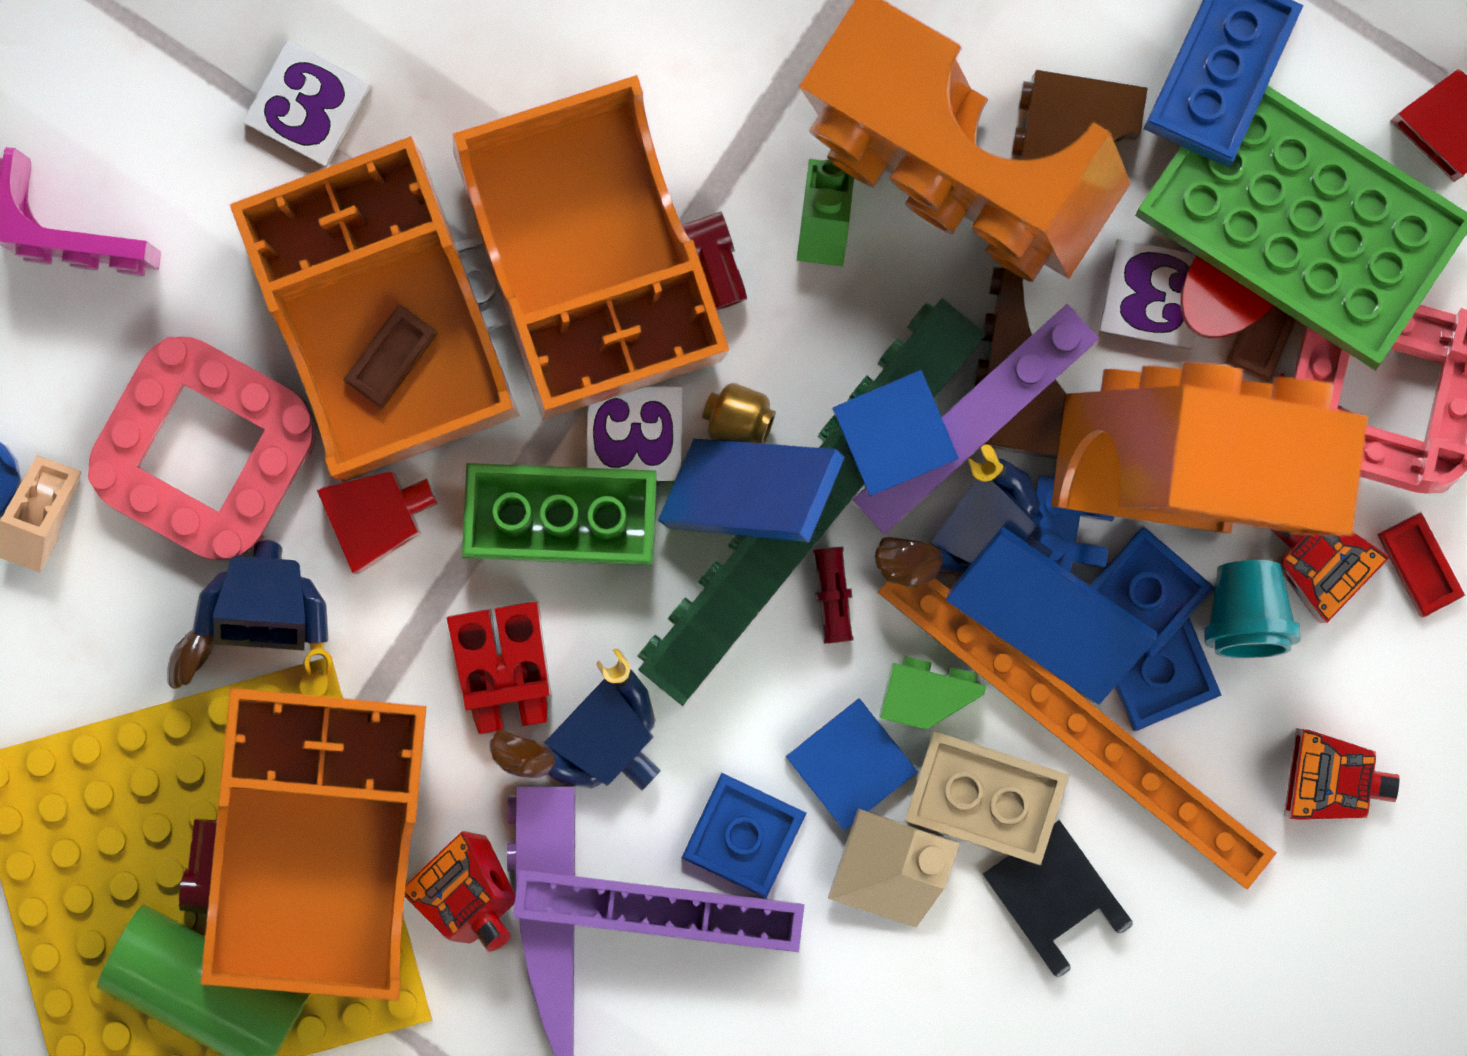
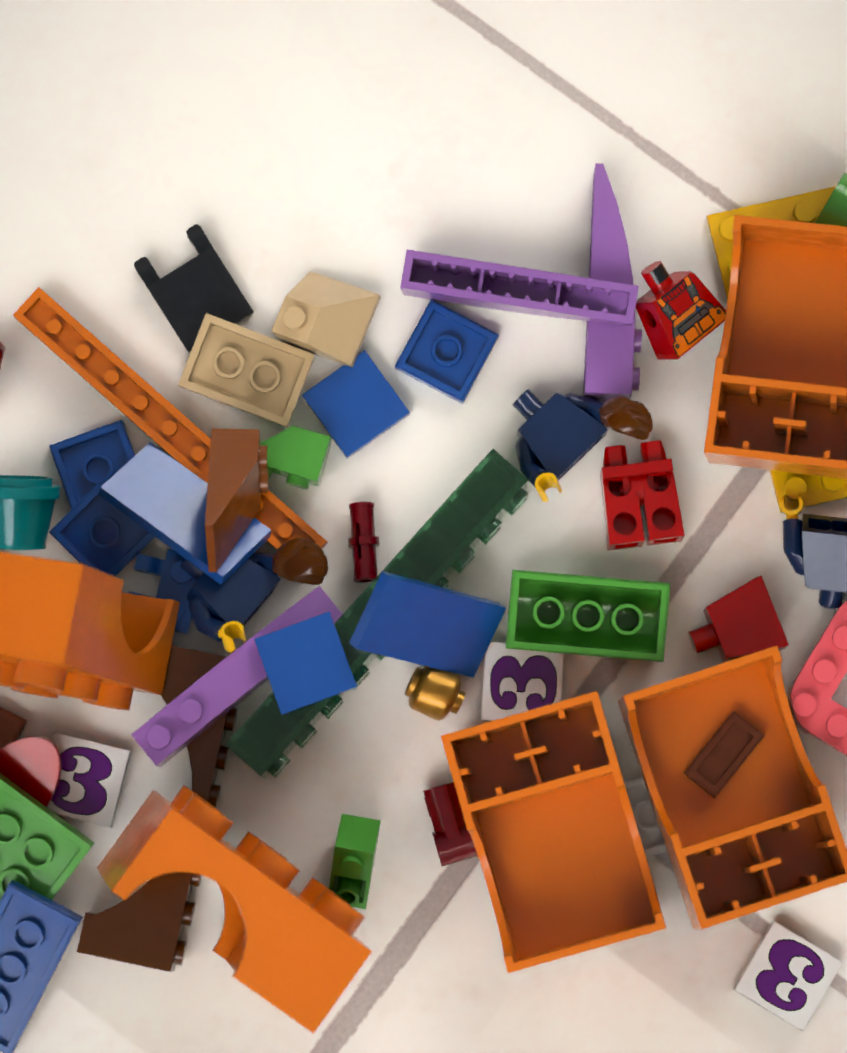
camera: 175 degrees left, 5 degrees down
(992, 645) = (234, 489): none -> dark orange slope

